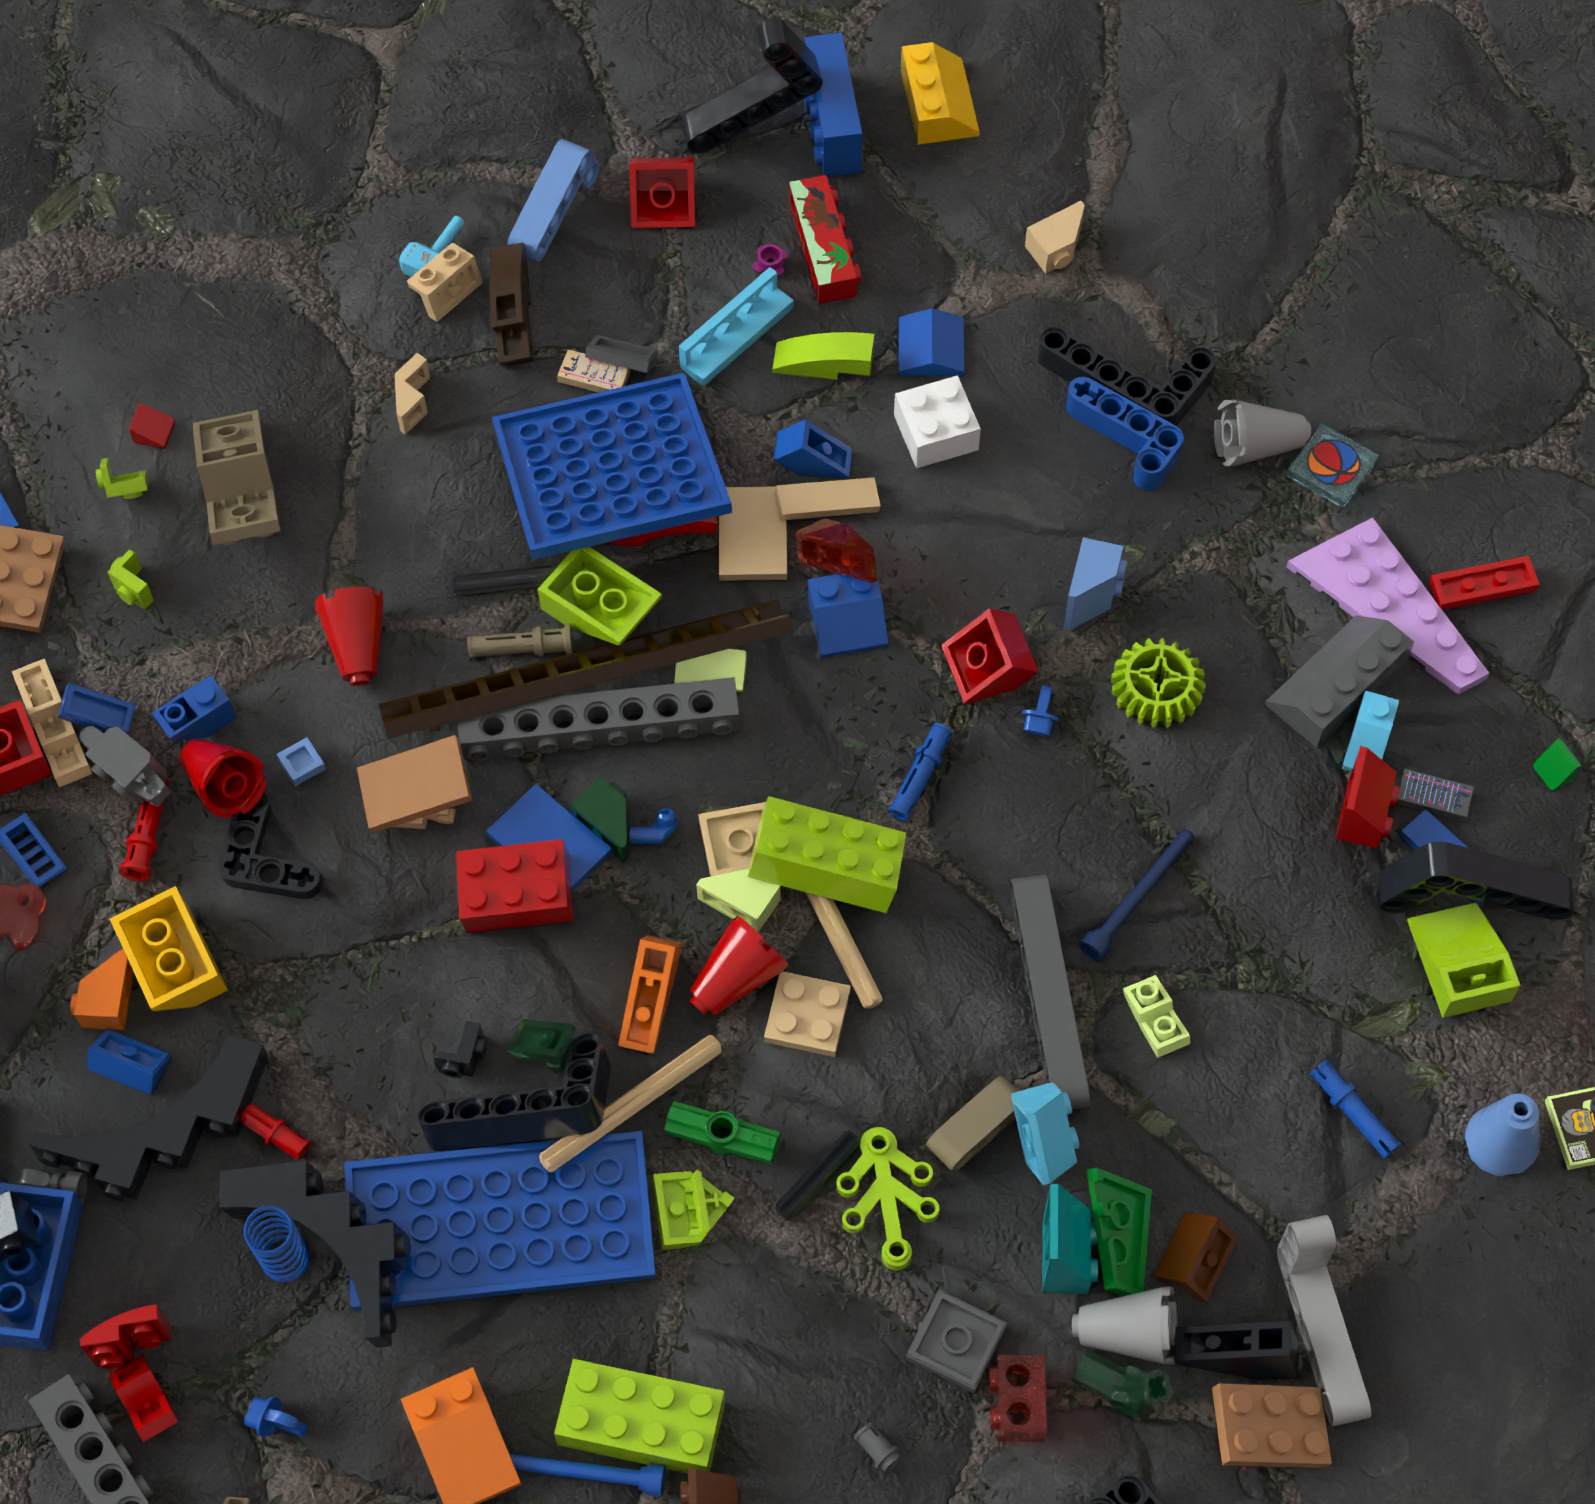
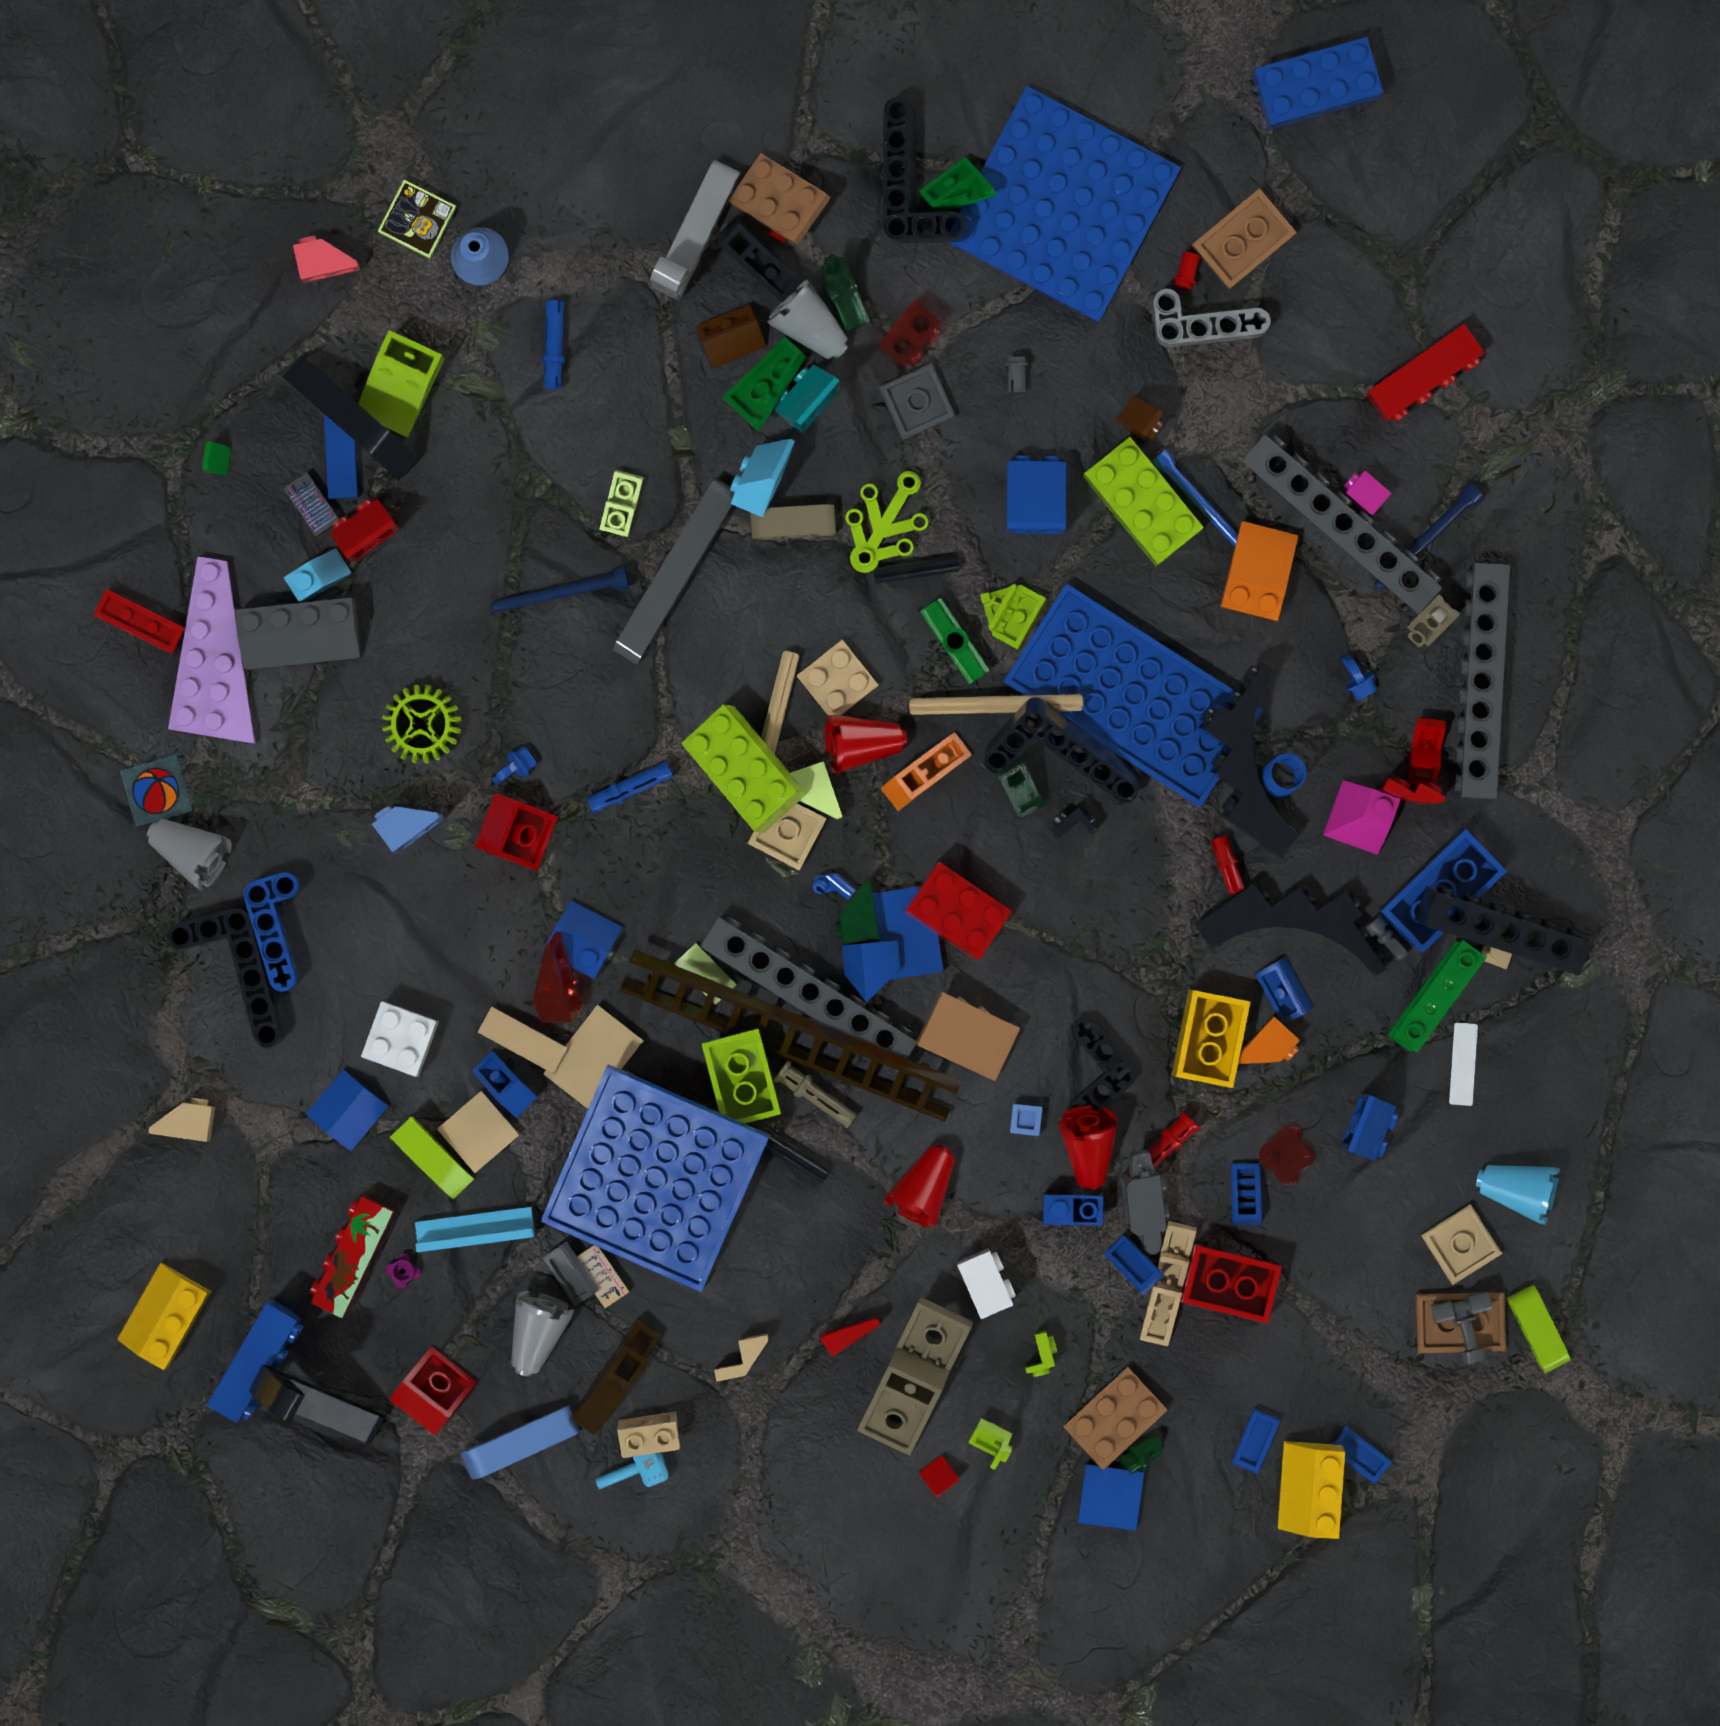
camera: 140 degrees left, 25 degrees up
(170, 1278) = (1361, 817): none -> dark pink slope
(229, 592) = (985, 1282): none -> white brick
(331, 468) = (841, 1338): none -> red slope
(555, 781) = (871, 965): none -> blue slope
(615, 292) = (536, 1330): none -> light grey cone
(755, 1332) = (1035, 496): none -> blue slope
(801, 398) = (478, 1131): none -> tan tile

